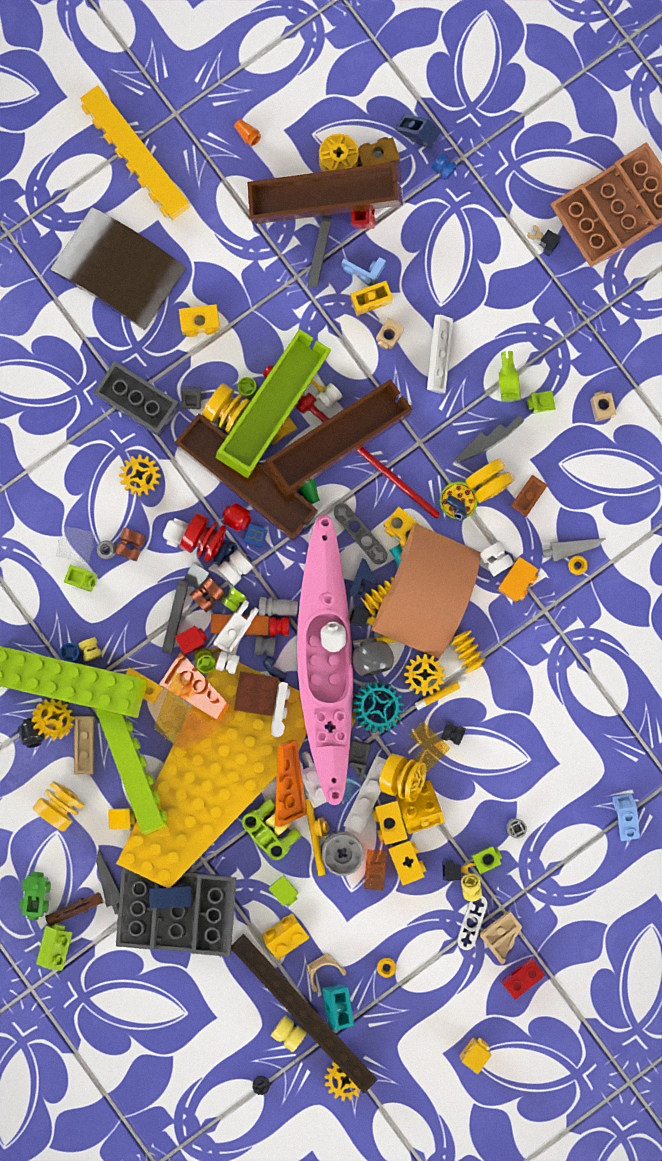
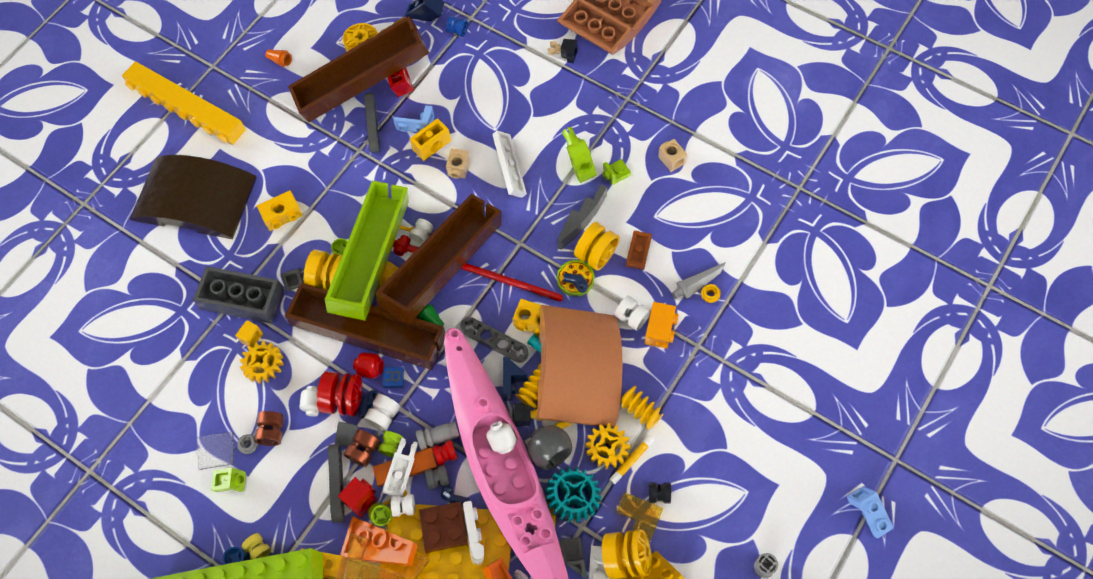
camera: 15 degrees left, 20 degrees down
(136, 442) = (249, 334): none -> yellow slope

